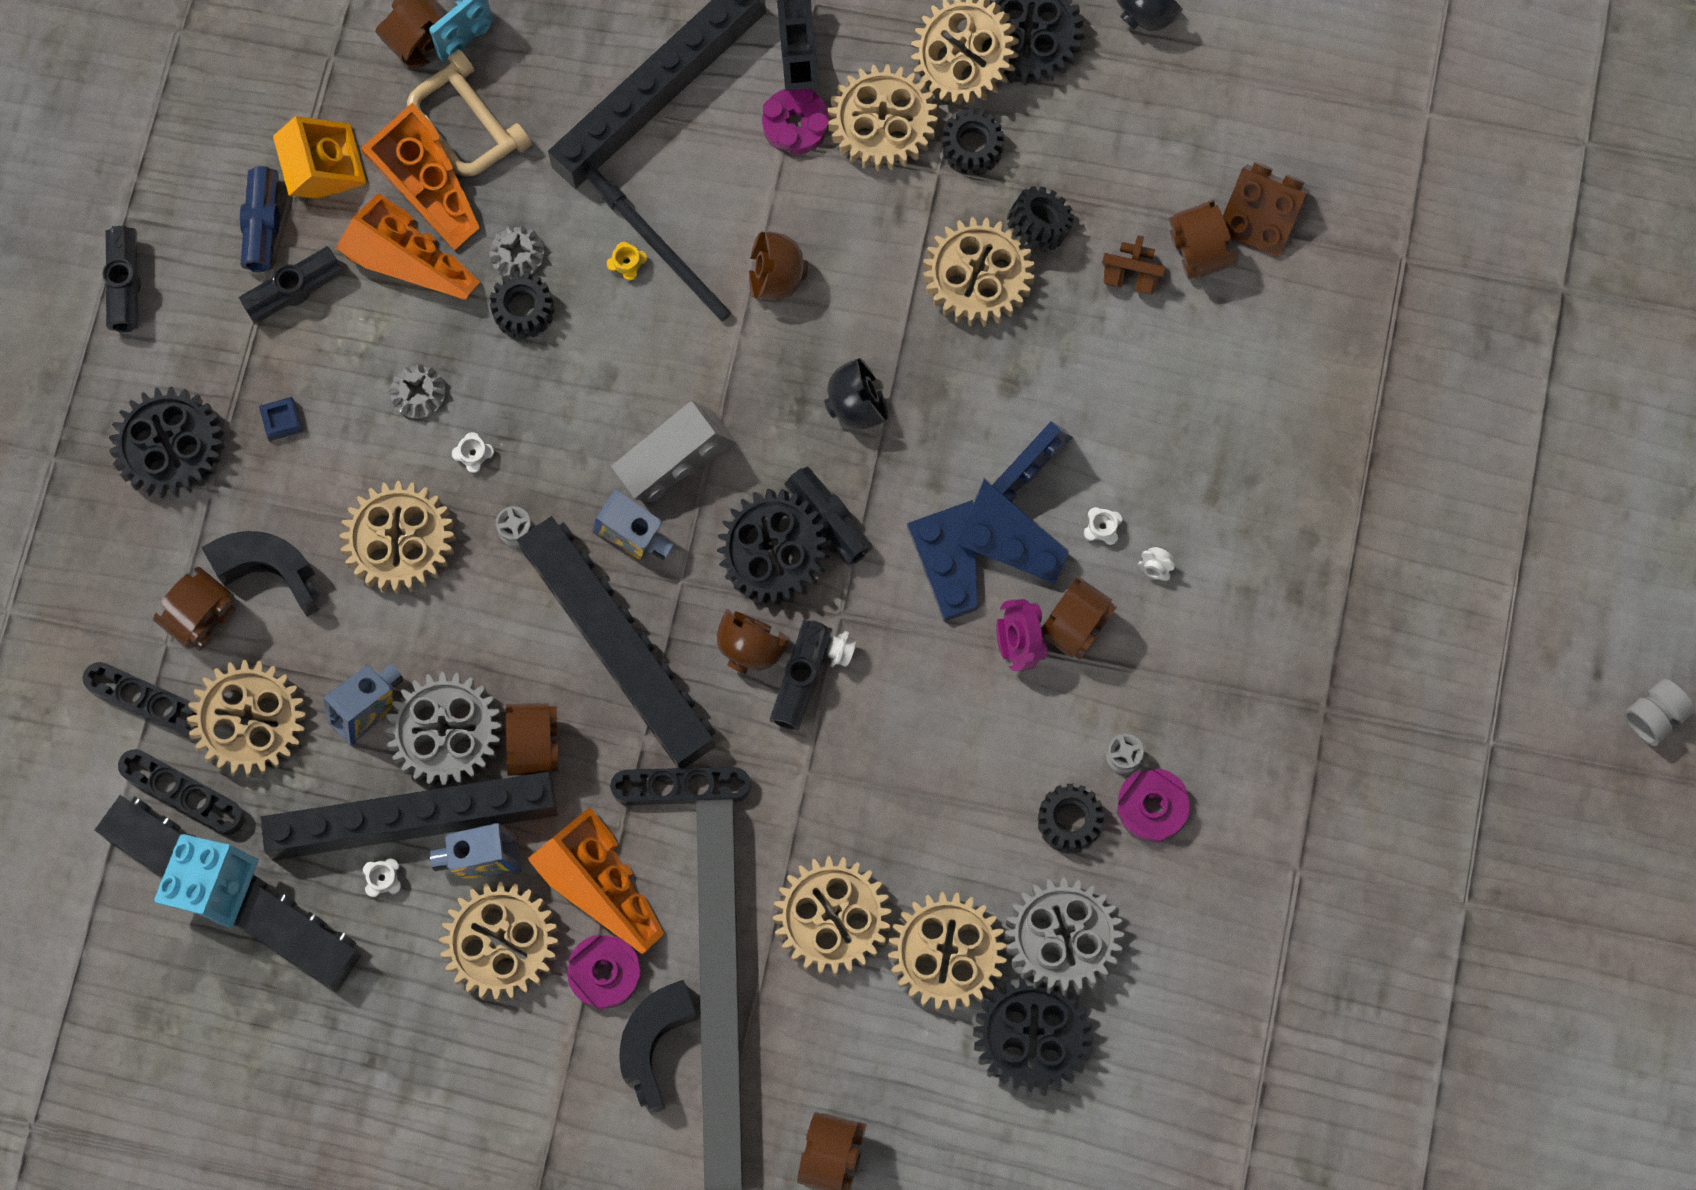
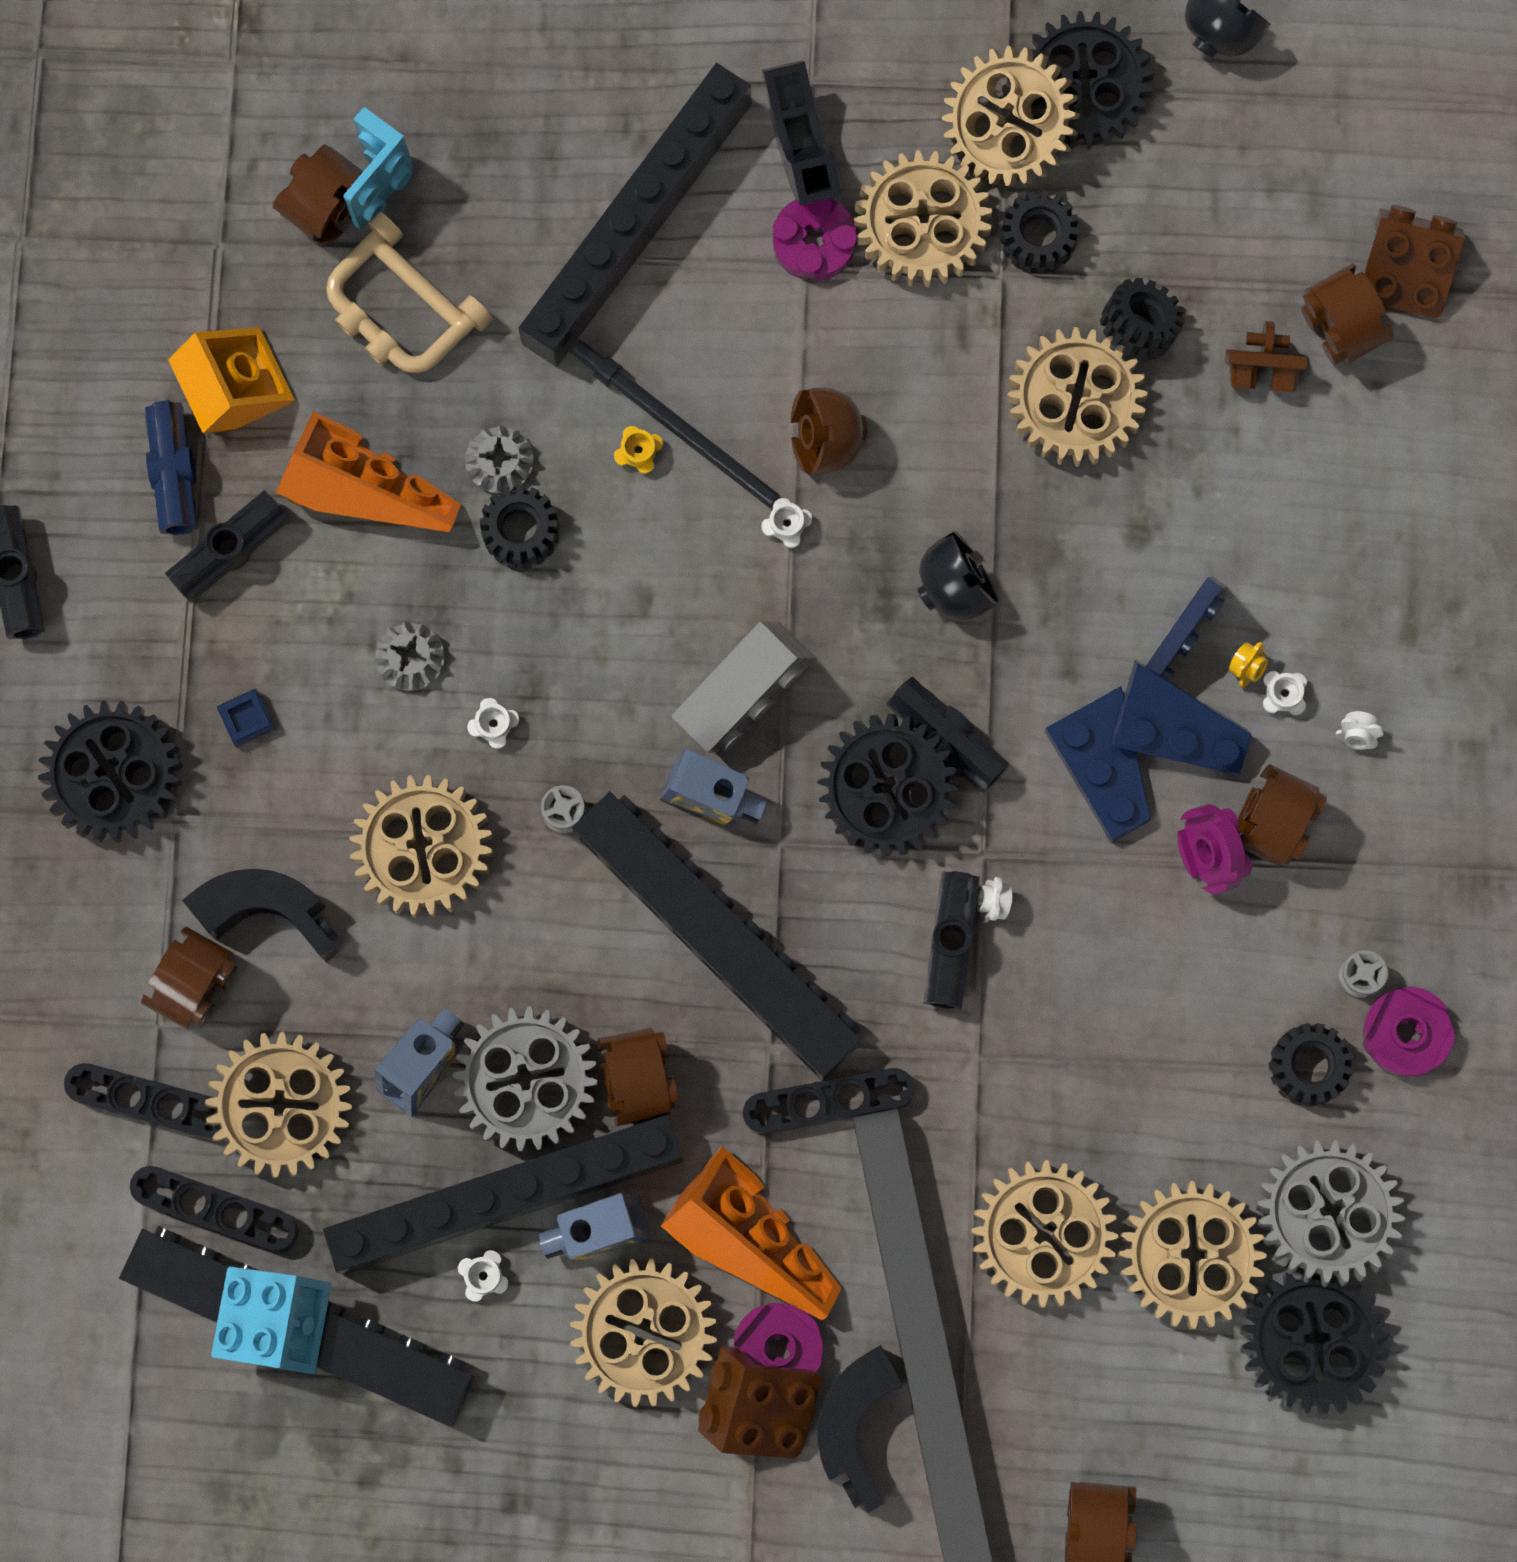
camera: 10 degrees left, 5 degrees up
(418, 168) = (360, 374): orange wedge -> none
(579, 1013) = (757, 1407): none -> reddish brown bracket
(732, 324) = (785, 510): none -> white plate
(749, 642) = (881, 909): reddish brown cylinder -> none
(1077, 497) = (1249, 663): none -> yellow plate

